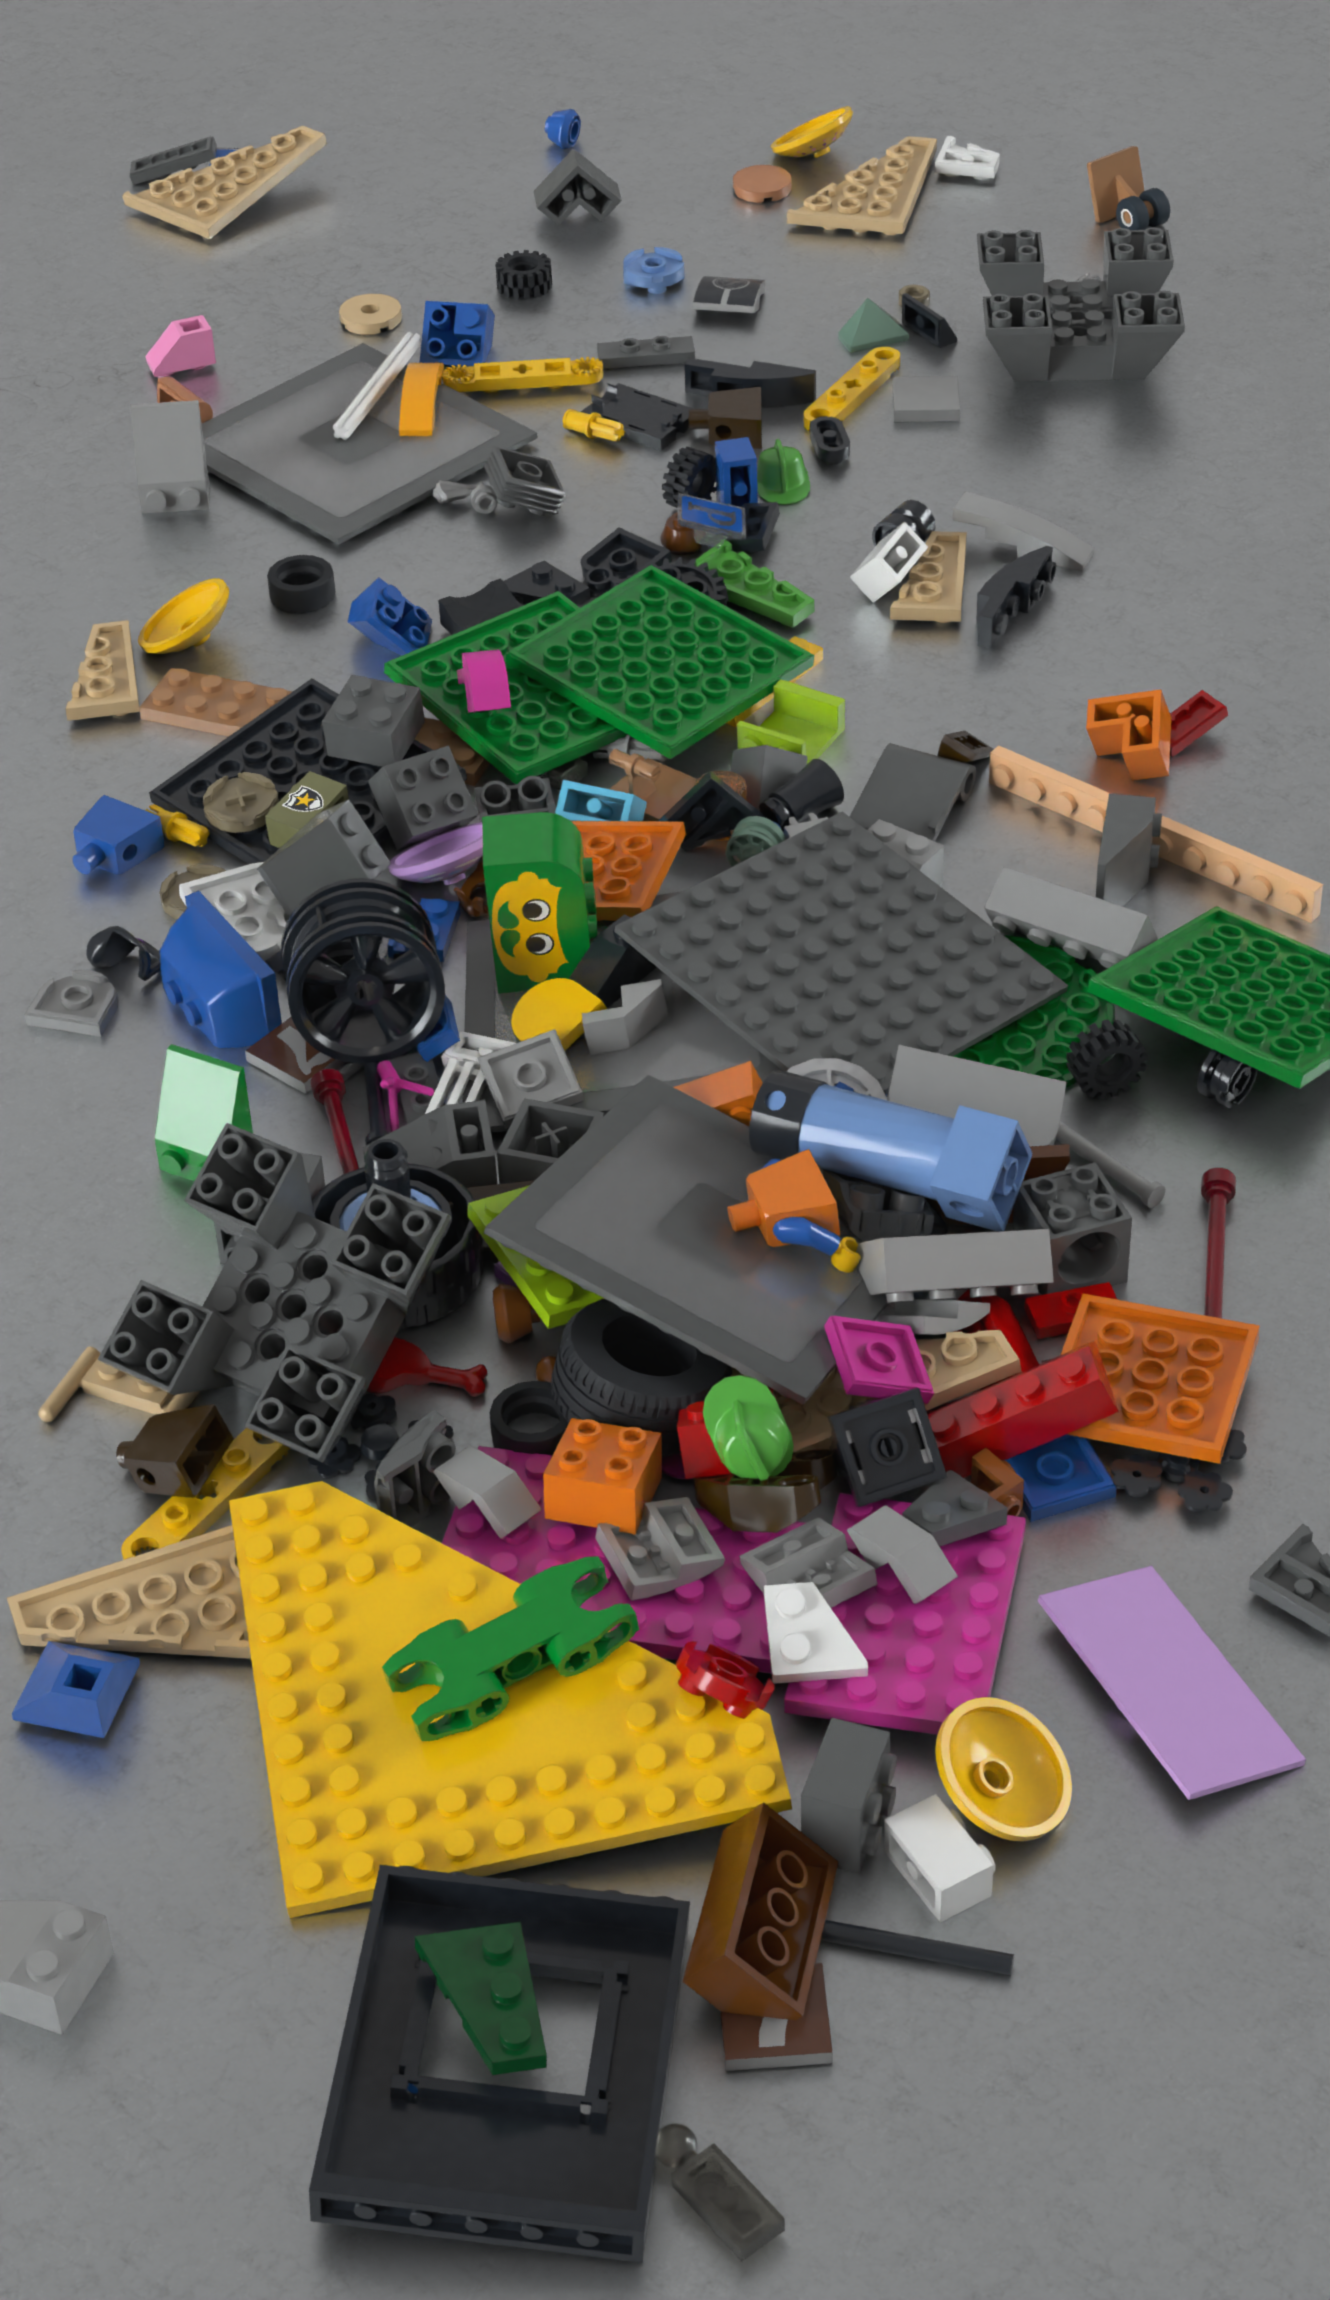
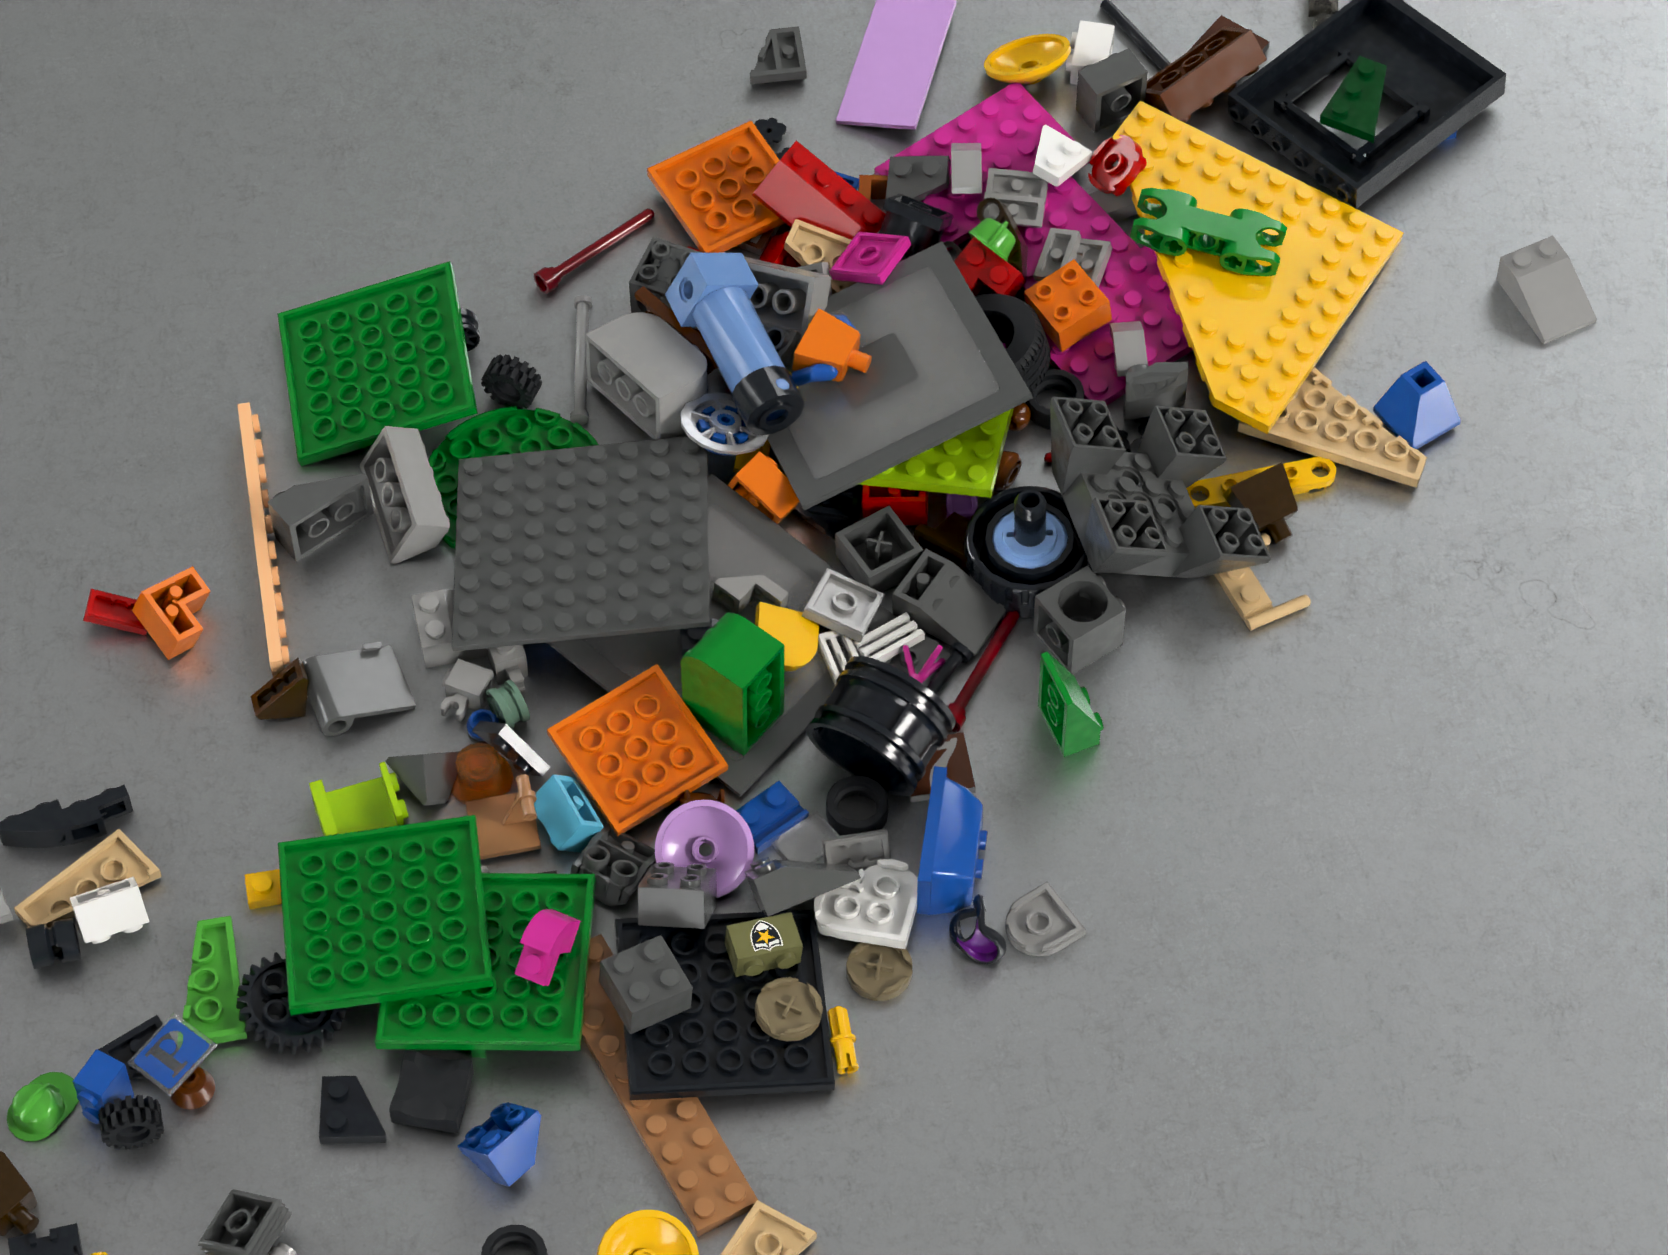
camera: 140 degrees left, 15 degrees up
(116, 837) = (895, 1056): blue torso -> none
(617, 558) = (270, 1088): black plate -> none
(810, 791) = (431, 730): black plant -> none

